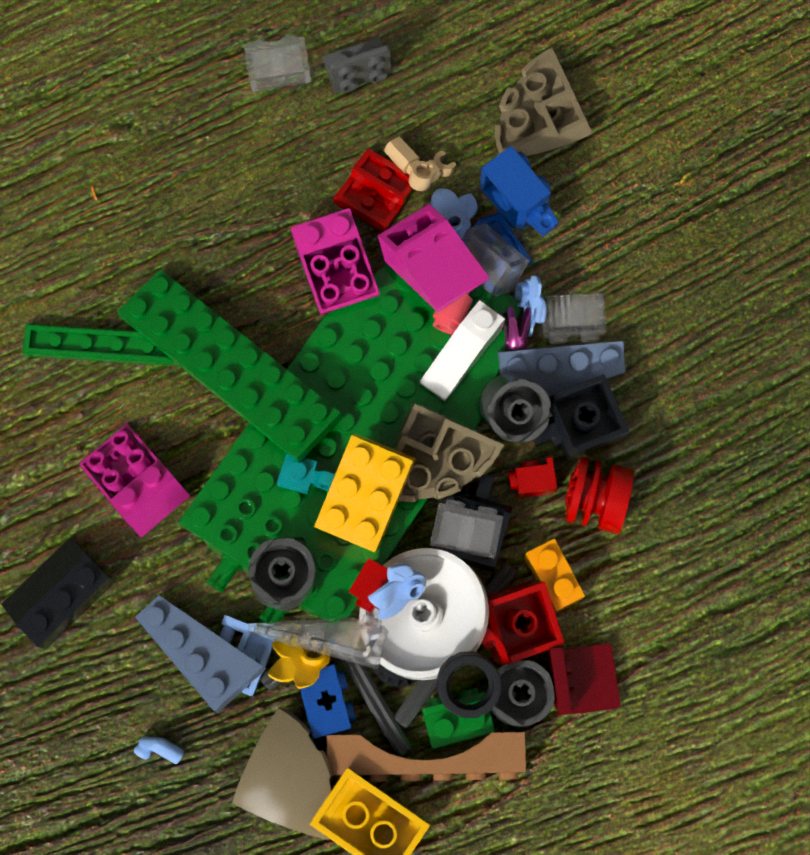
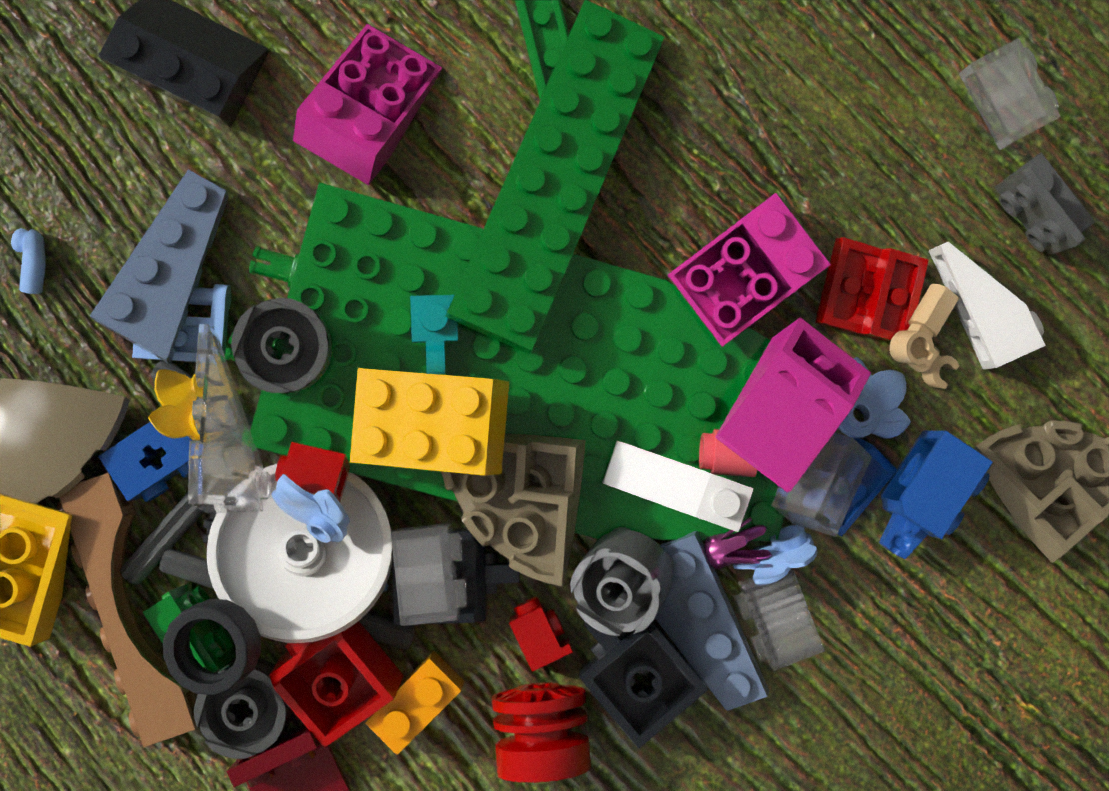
camera: 70 degrees right, 10 degrees up
(416, 120) = (991, 315): none -> white slope

